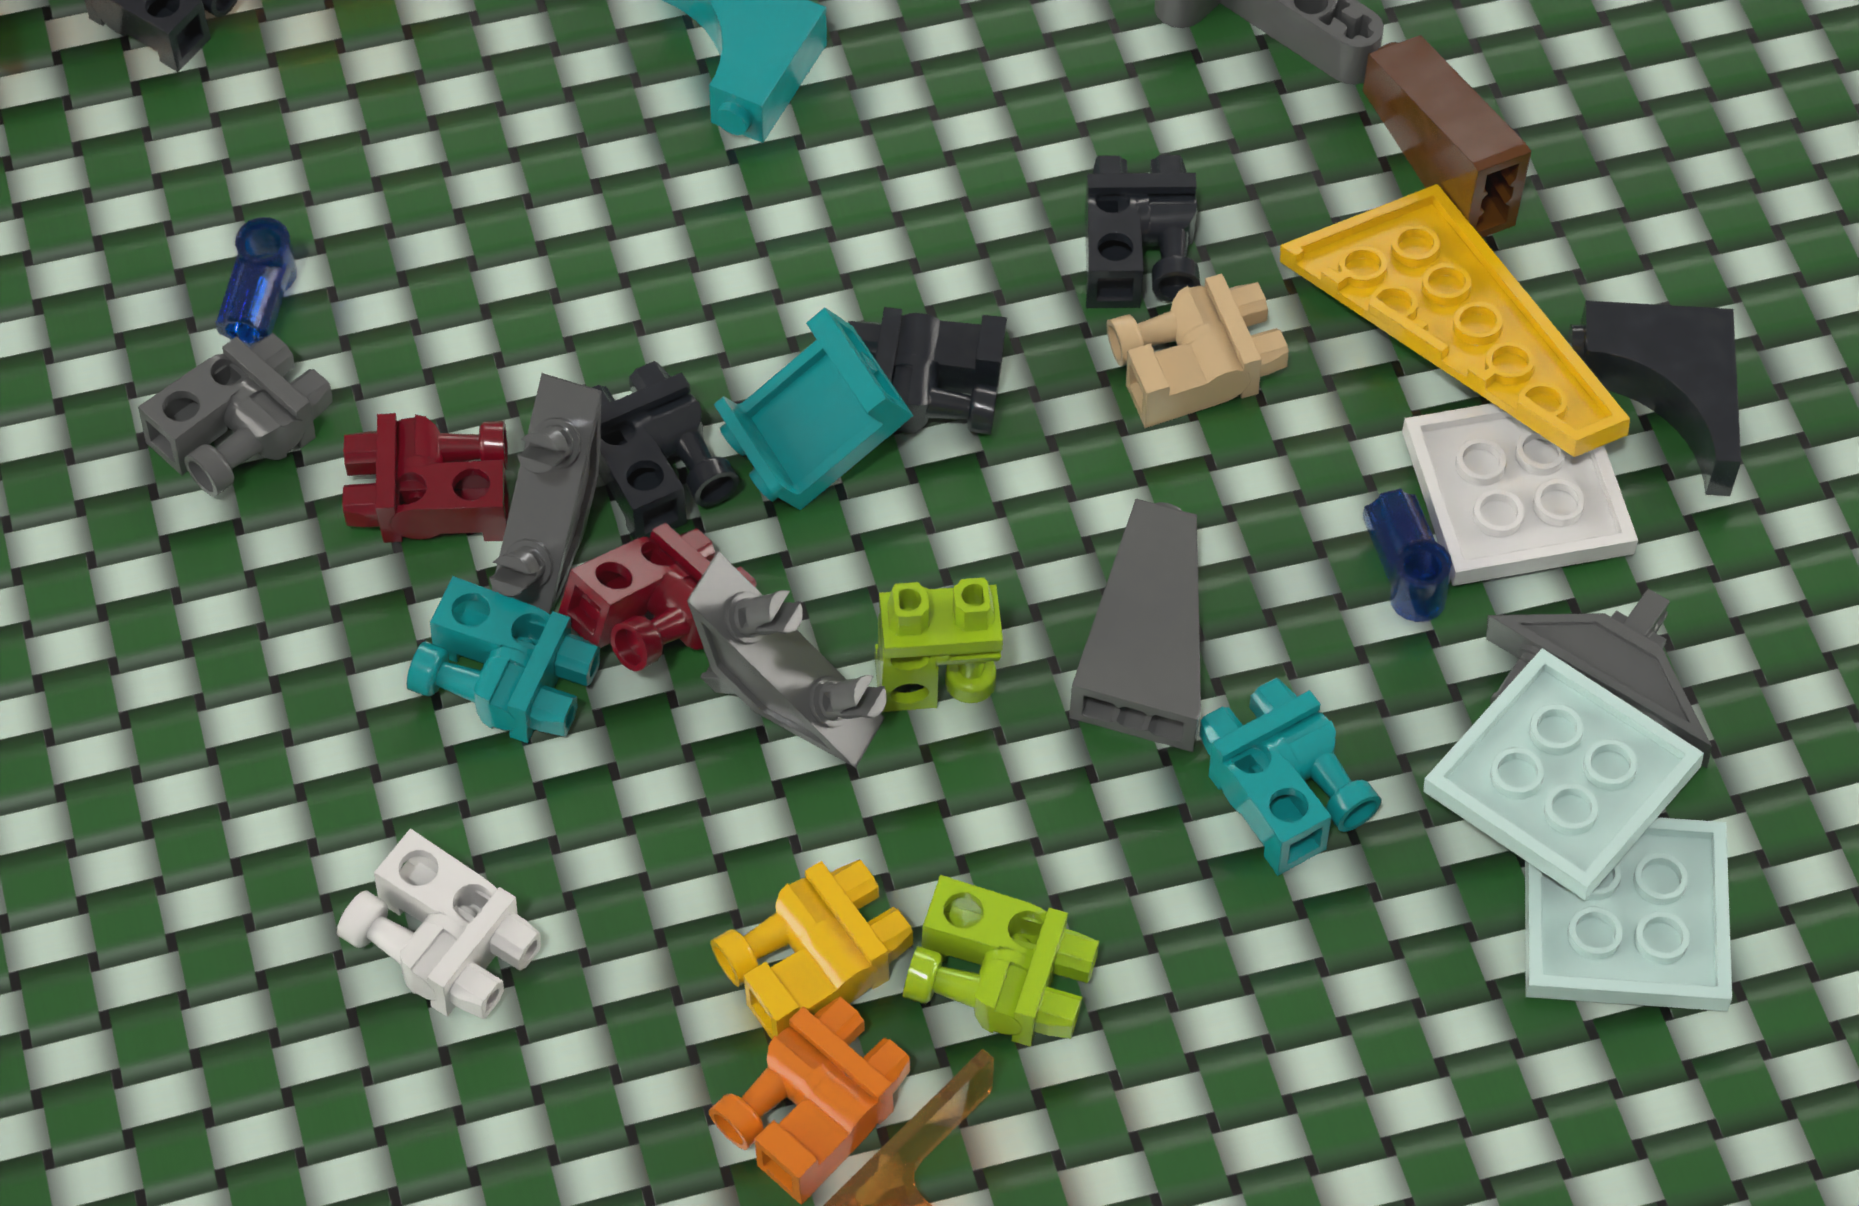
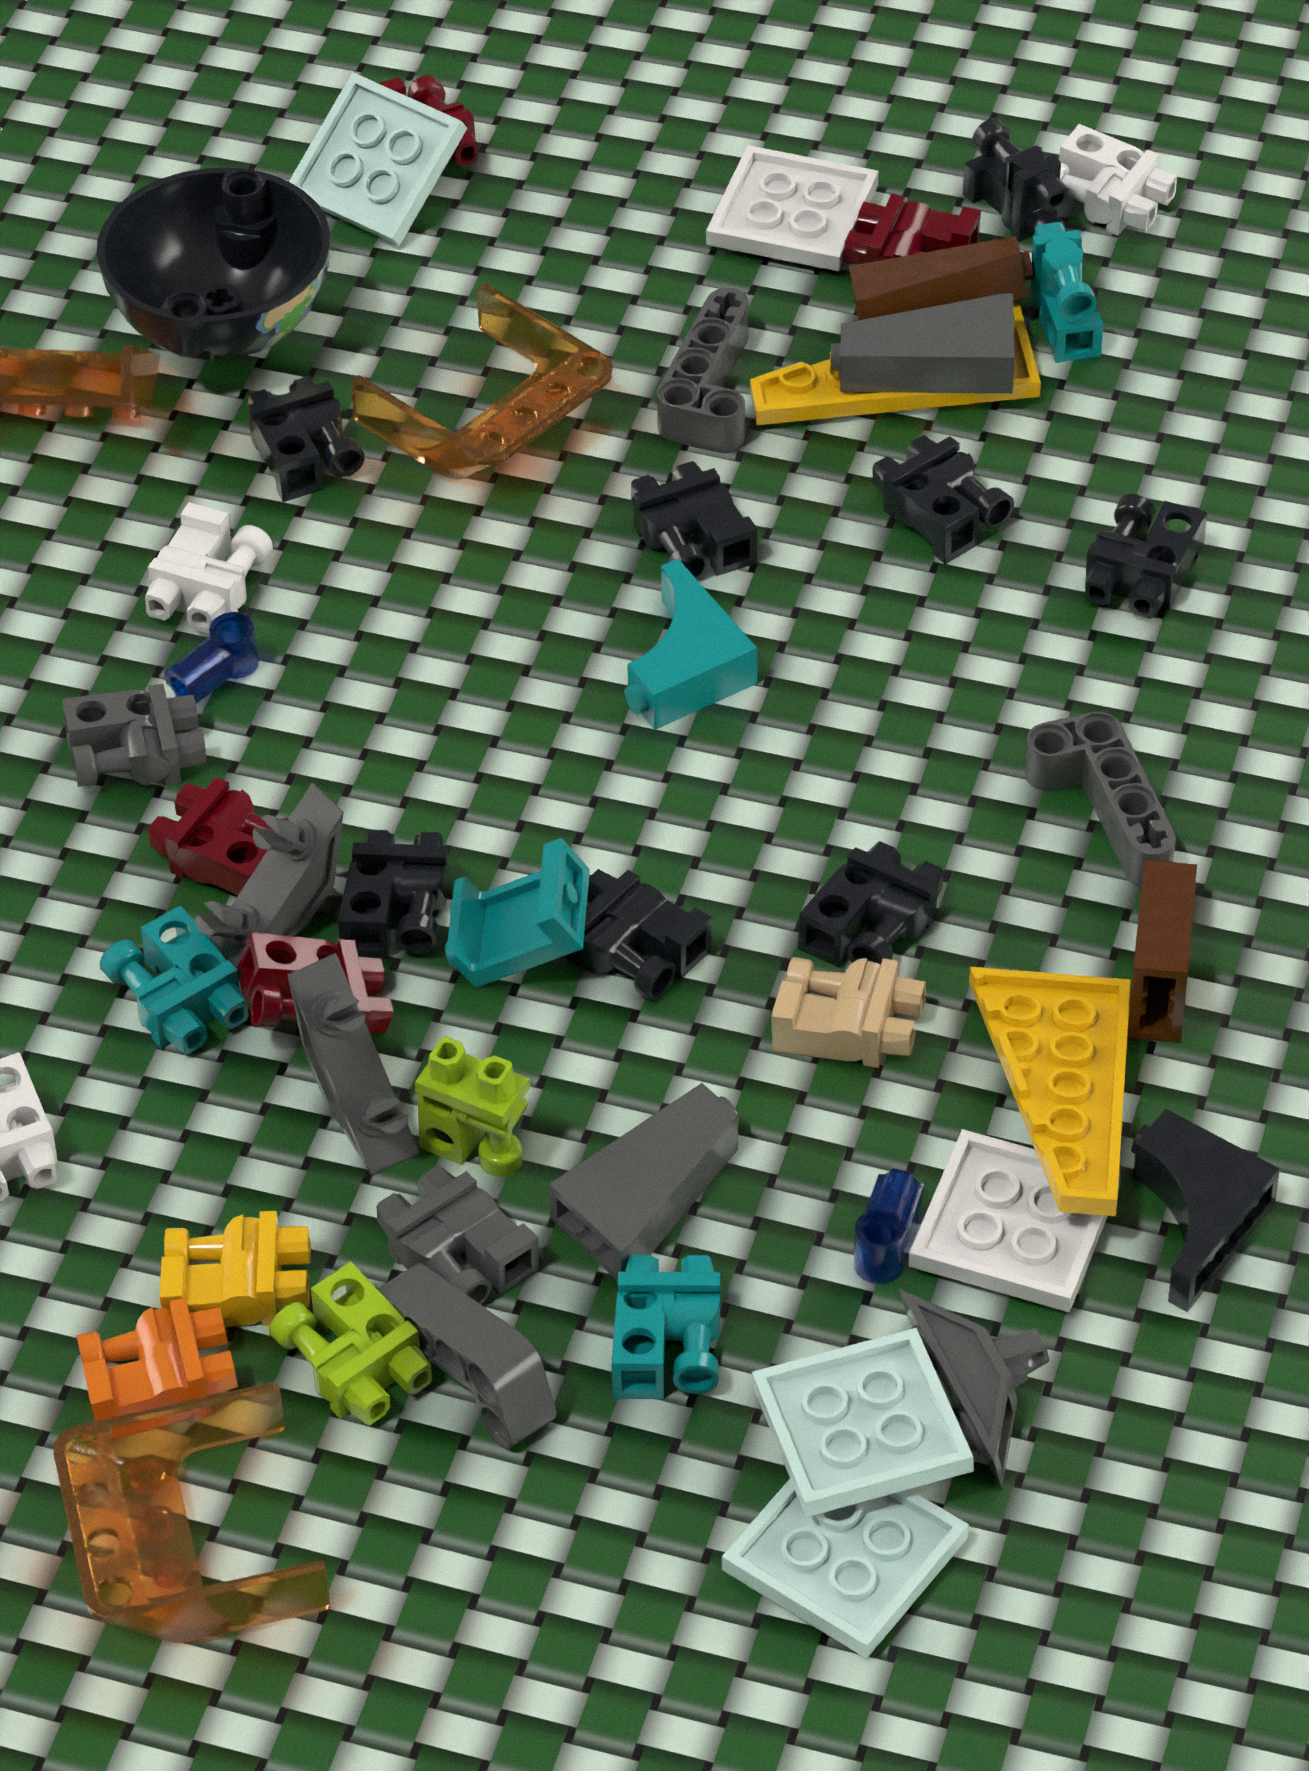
camera: 35 degrees right, 10 degrees down
(162, 205) = (193, 572): none -> white hips
(997, 776) = (458, 1221): none -> dark grey hips
(1130, 900) = (477, 1352): none -> dark grey beam

